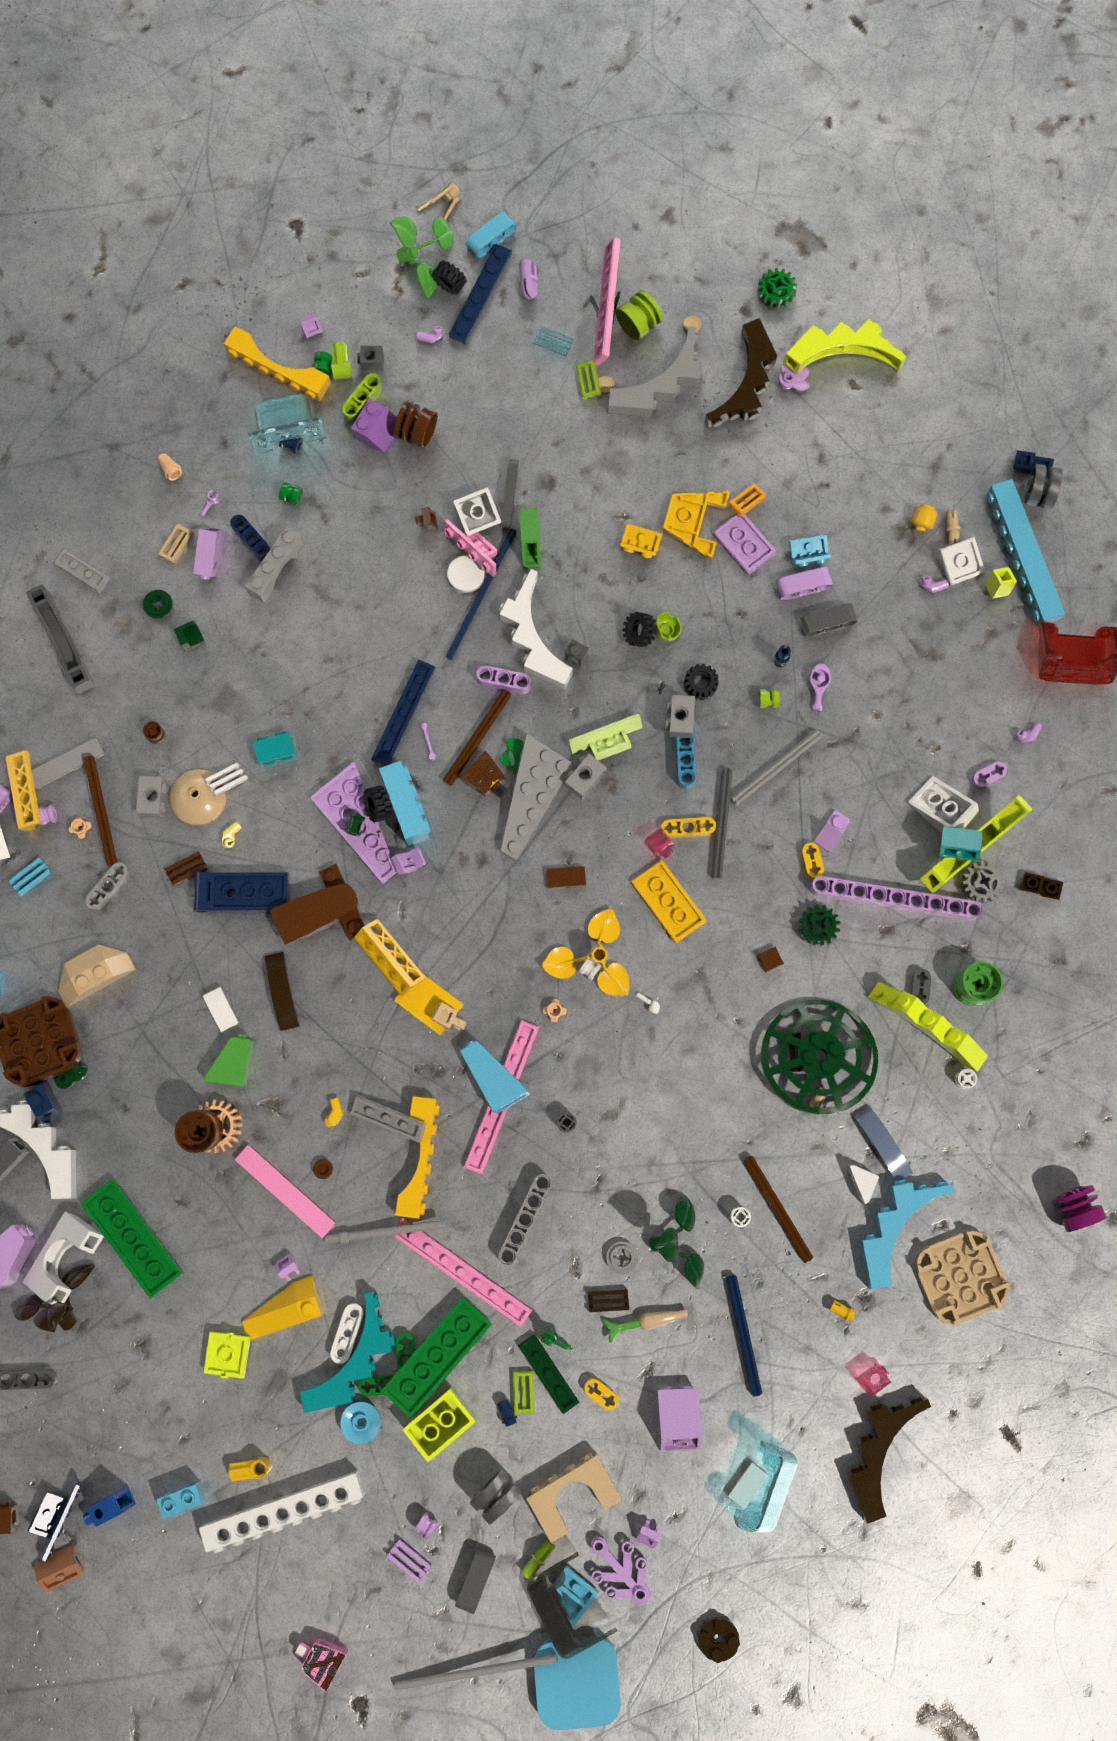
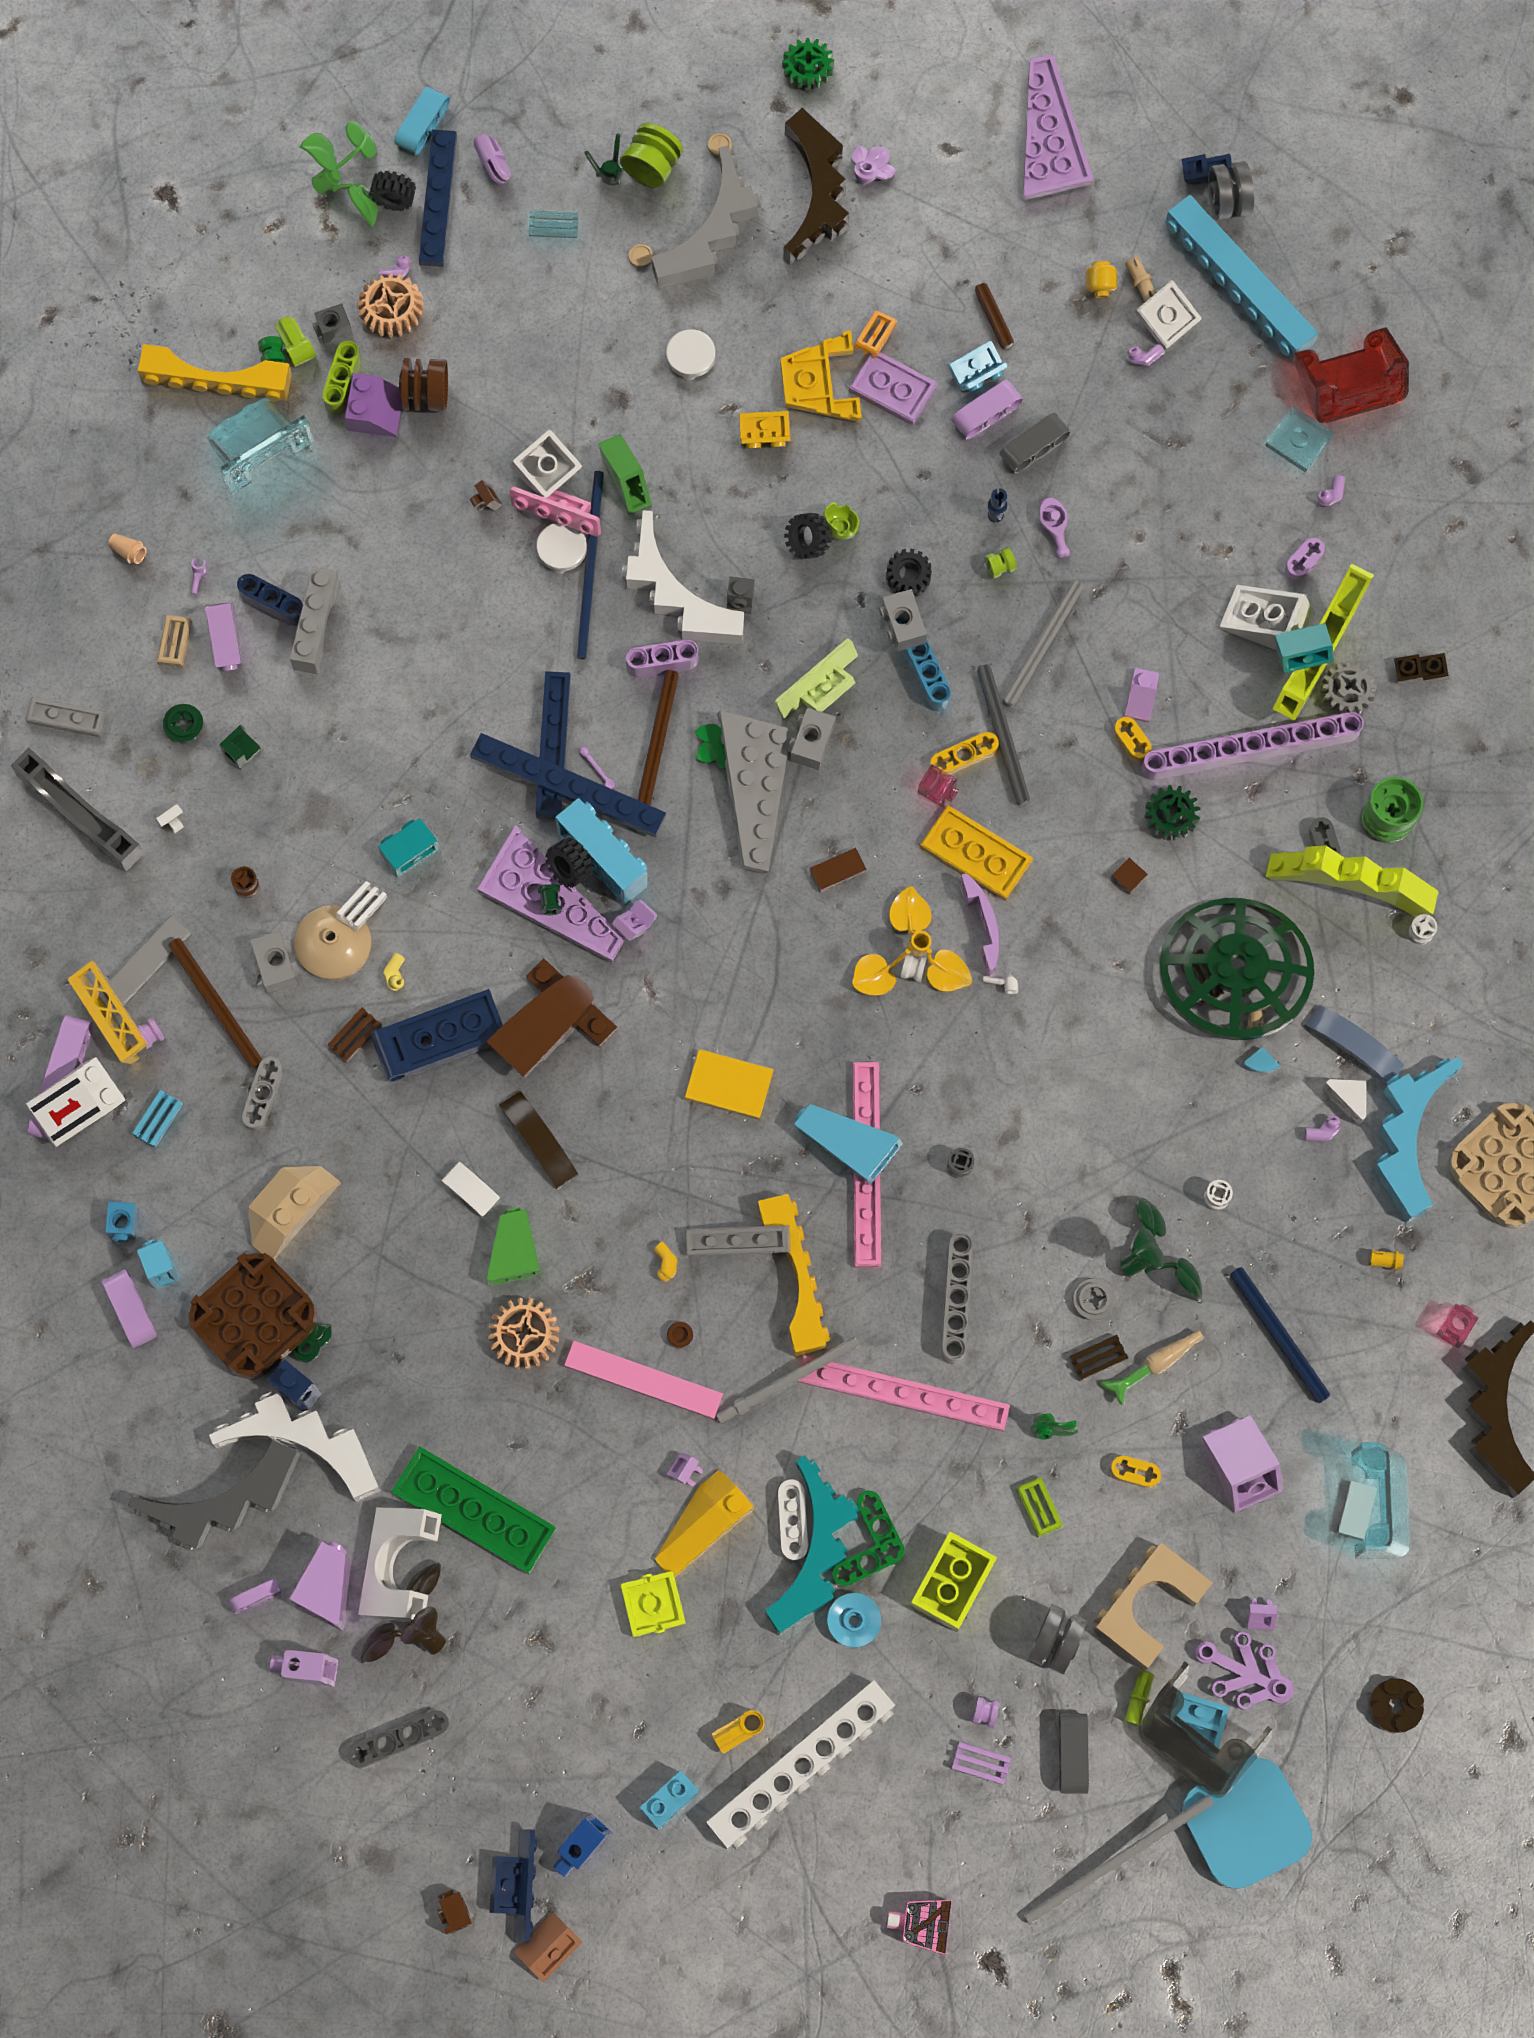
camera: 25 degrees left, 5 degrees down
(80, 832) = (193, 1027): light nougat plate -> none
(122, 669) = (170, 817): none -> white tile
(187, 1131) = (511, 1322): reddish brown wheel -> none
(290, 493) = (298, 526): green wheel -> none
(293, 444) = (274, 465): dark blue bush -> none
(311, 325) = (238, 310): lavender tile -> none
(386, 959) = (656, 1047): yellow fence -> none
(401, 747) = (567, 784): none -> dark blue plate
(403, 356) = (406, 296): none -> light nougat gear
(436, 1357) = (916, 1503): green plate -> none
(446, 1017) = (759, 1091): tan plate -> none
(449, 193) = (346, 88): tan plant -> none
(484, 776) = (687, 784): reddish brown torso -> none
(507, 1413) = (1029, 1539): dark blue pin -> none
(509, 493) = (576, 428): dark grey beam -> none
(548, 1373) = (1061, 1473): dark green tile -> none
(549, 1010) = (888, 1028): light nougat plate -> none
(591, 393) = (628, 271): lime tile -> none
(606, 301) = (605, 152): bright pink tile -> none
(611, 467) = (690, 353): none -> white tile
(653, 932) = (974, 895): none -> lavender slope
(778, 1209) = (1260, 1169): reddish brown axle -> none
(810, 1131) = (1261, 1062): none -> medium azure tile
(836, 512) = (994, 316): none -> reddish brown axle
(836, 1200) = (1325, 1132): none -> lavender arm
(843, 340) = (917, 99): neon yellow arch -> none
(929, 406) = (1053, 144): none -> lavender wing
(1000, 582) = (1225, 323): neon yellow brick -> none
(1021, 685) = (1299, 439): none -> clear light blue tile

